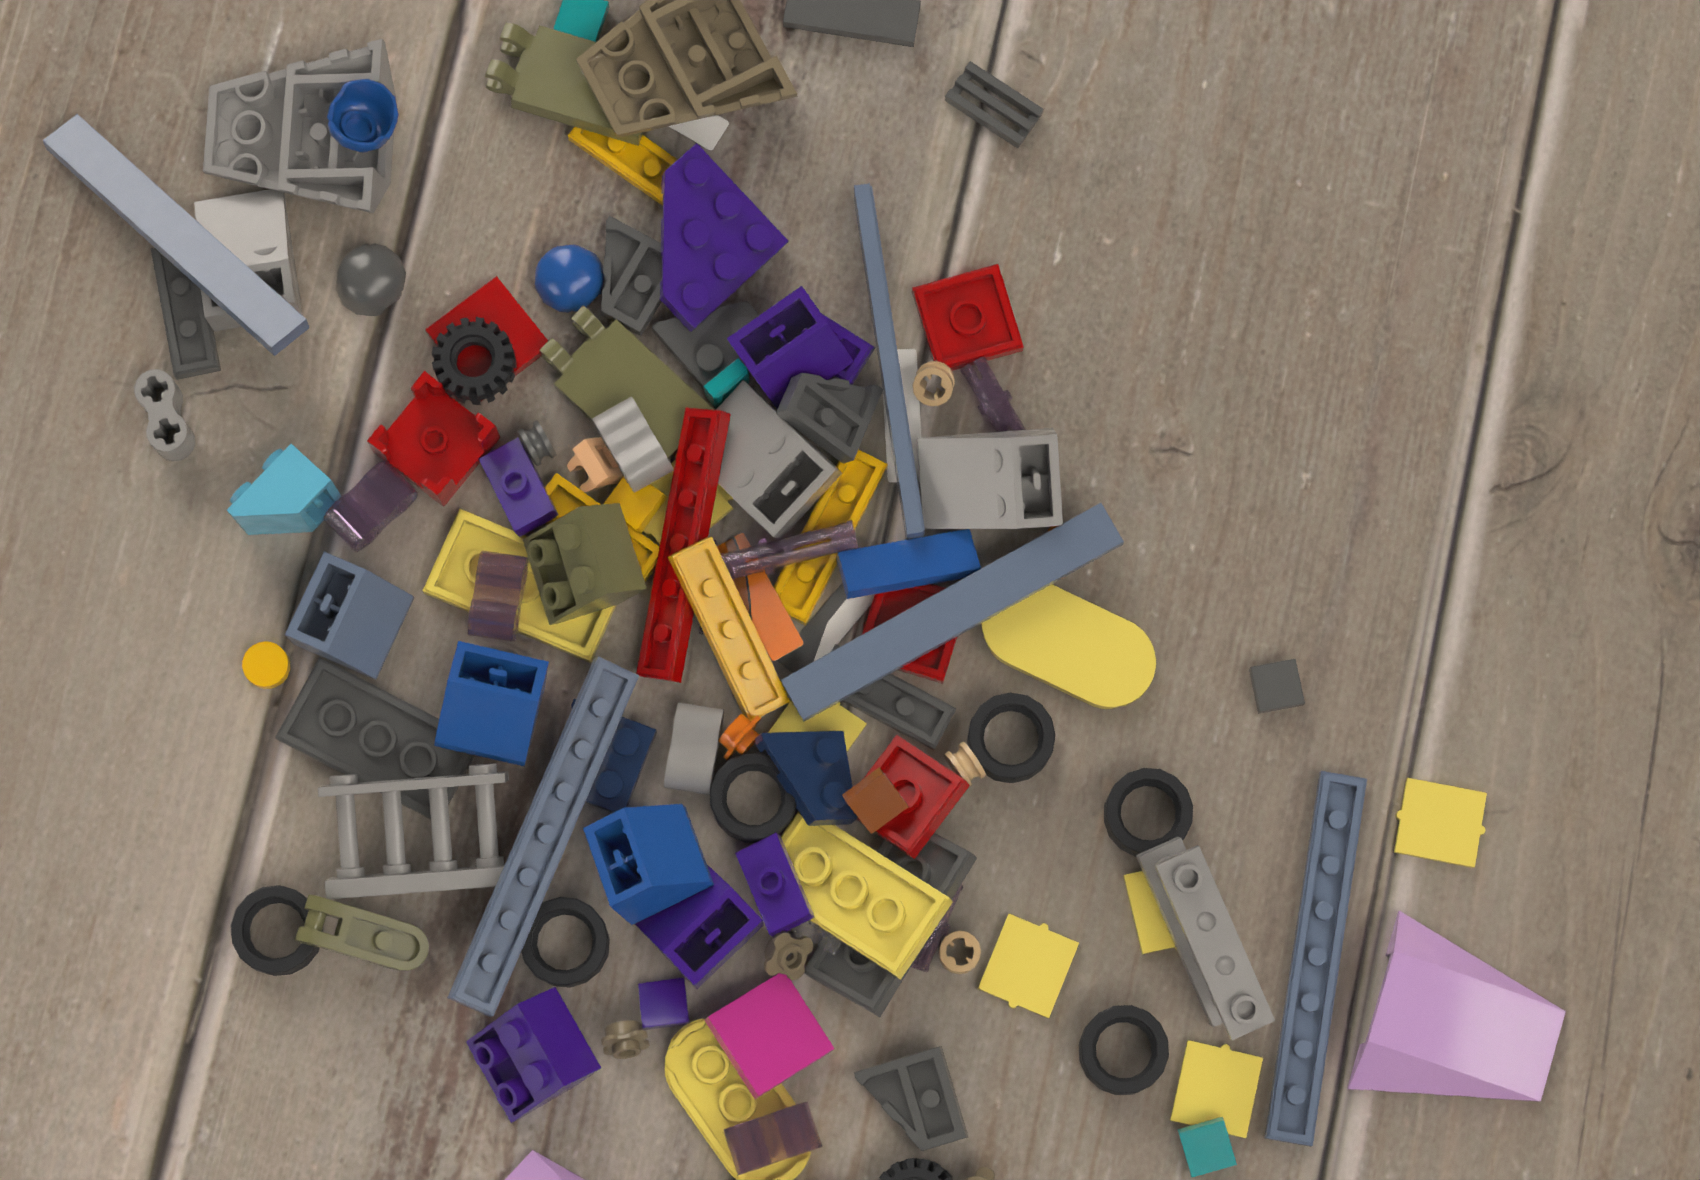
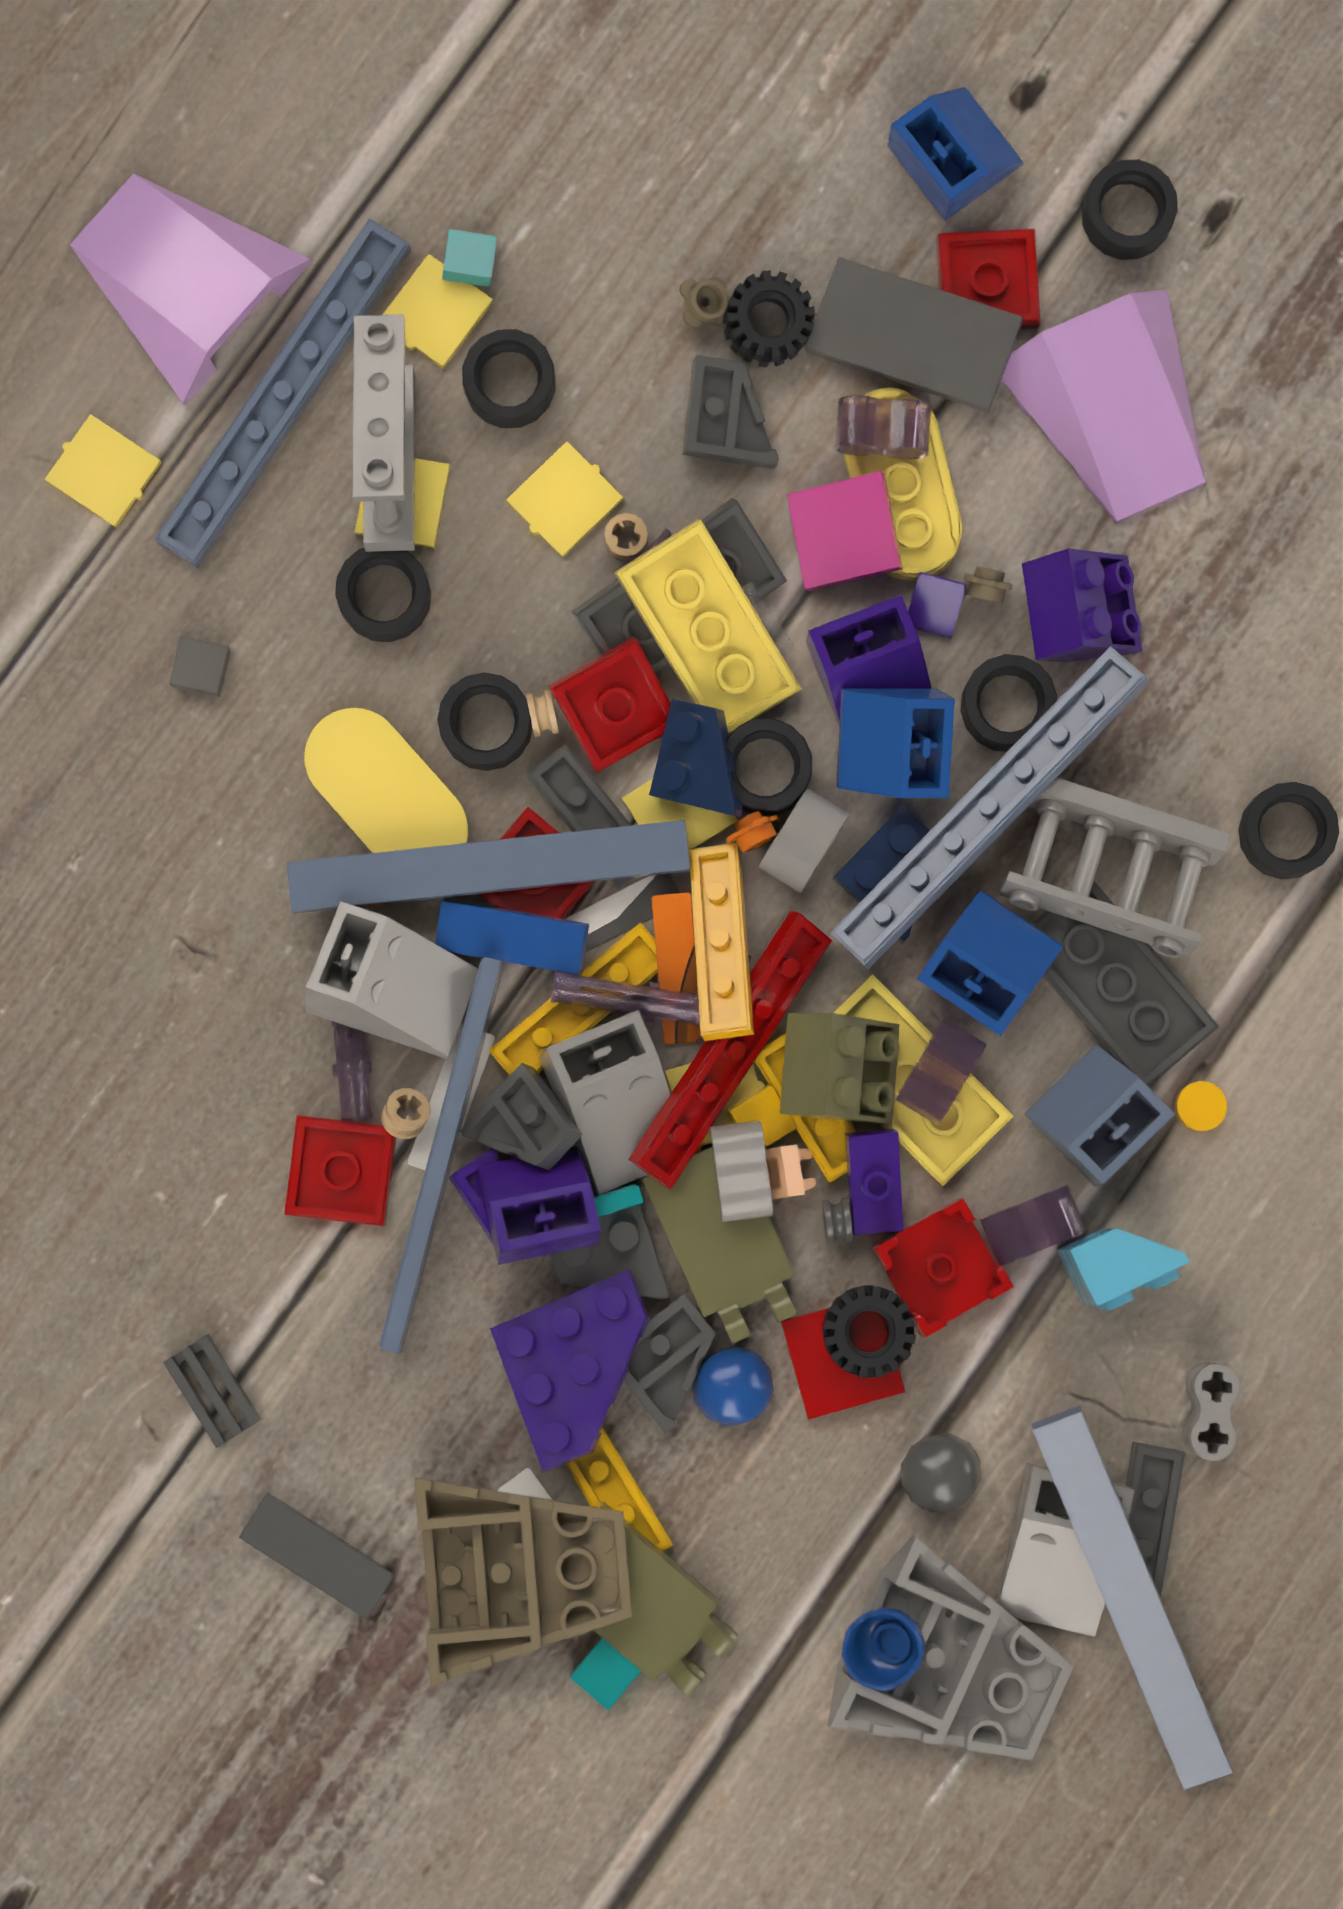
camera: 155 degrees left, 5 degrees up
(364, 935) = (1206, 785): olive plate -> none
(774, 885) = (780, 668): dark purple plate -> none
(778, 950) = (796, 598): dark tan plate -> none
(875, 800) = (648, 704): dark orange tile -> none

